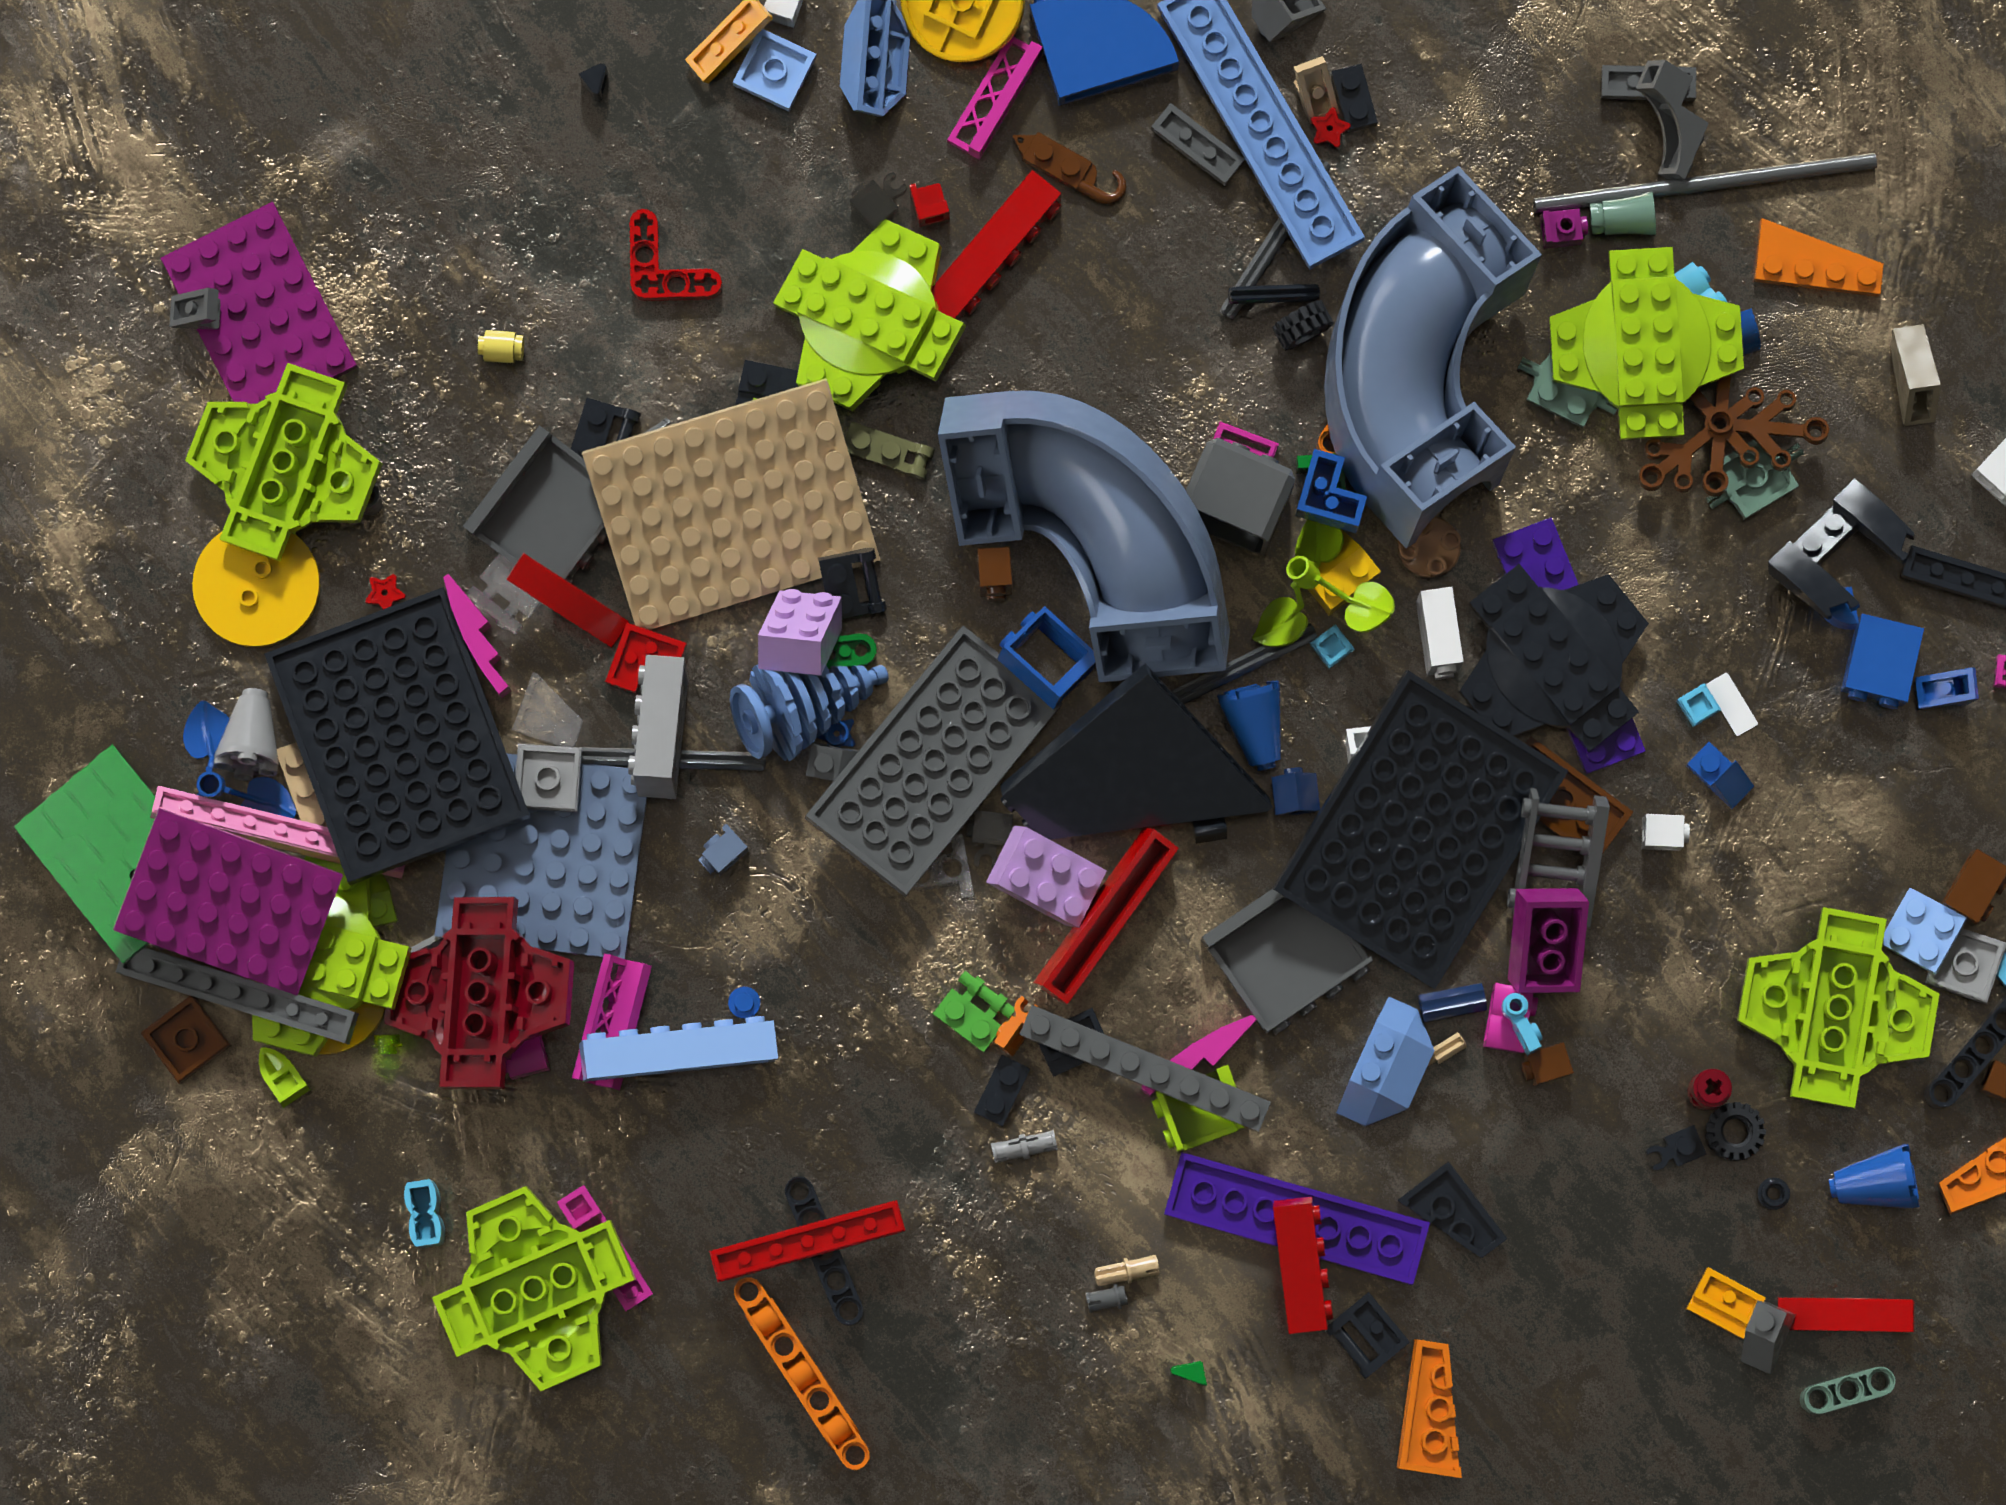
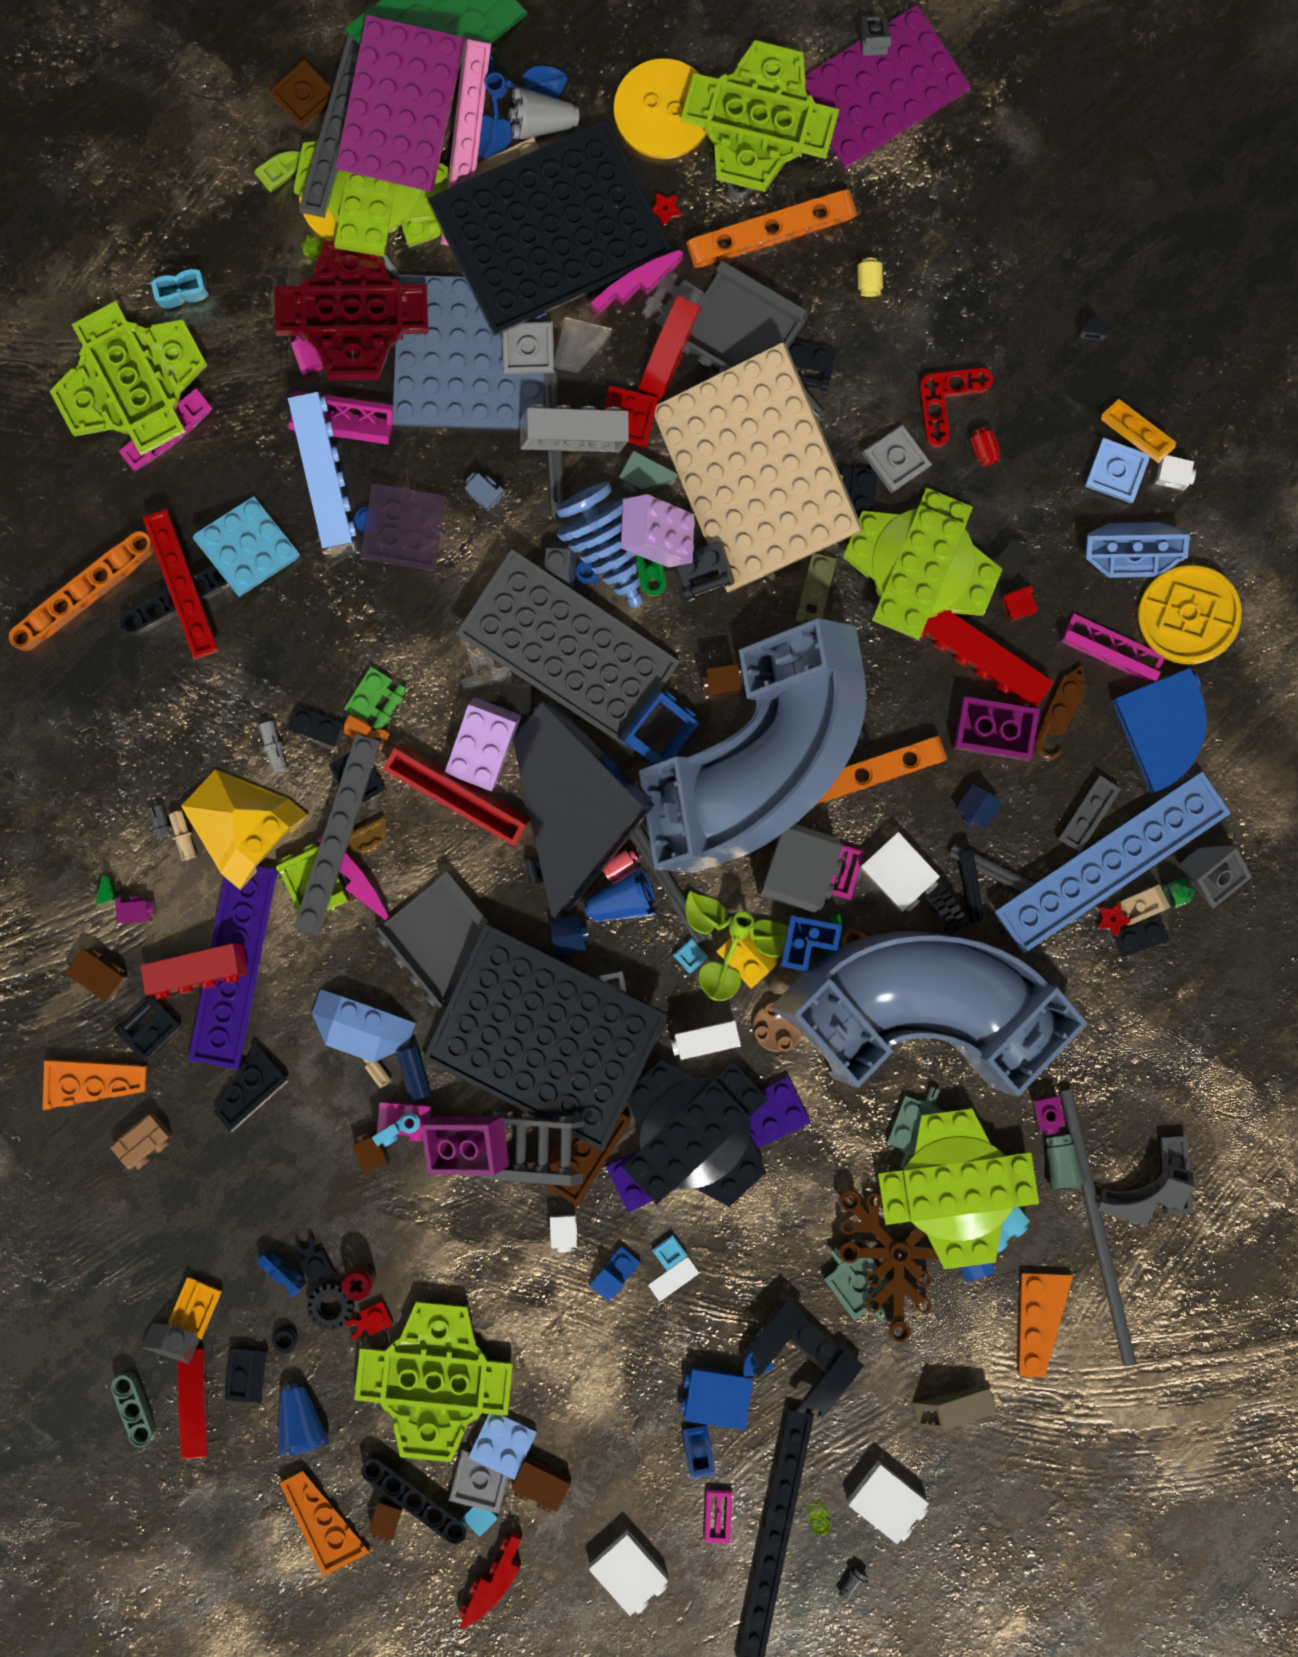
camera: 90 degrees right, 5 degrees up
(430, 483) = (791, 222): none -> orange beam
(722, 648) = (645, 475): none -> sand green slope
(729, 226) = (985, 446): none -> red brick
(733, 336) = (896, 458): none -> light grey tile
(760, 955) = (403, 527): none -> clear purple plate
(765, 1156) = (246, 546): none -> medium azure plate
(1083, 245) = (996, 729): none -> magenta brick
(1116, 376) = (887, 767): none -> orange beam
(1118, 1195) = (239, 823): none -> yellow wedge
(1147, 1033) = (368, 836): none -> pearl gold tile
(1178, 276) = (978, 807): none -> dark blue brick
(1213, 719) = (621, 864): none -> coral brick
(1217, 1338) = (134, 910): none -> magenta brick
(1251, 379) = (900, 873): none -> white brick
(1294, 1394) = (96, 974): none -> reddish brown brick
(1303, 46) = (1178, 892): none -> green rock
(1511, 1353) = (141, 1141): none -> medium nougat brick
(1698, 1177) = (290, 1278): none -> blue wing
(1754, 1080) = (373, 1319): none -> red plate
(1814, 1245) = (246, 1375): none -> black plate

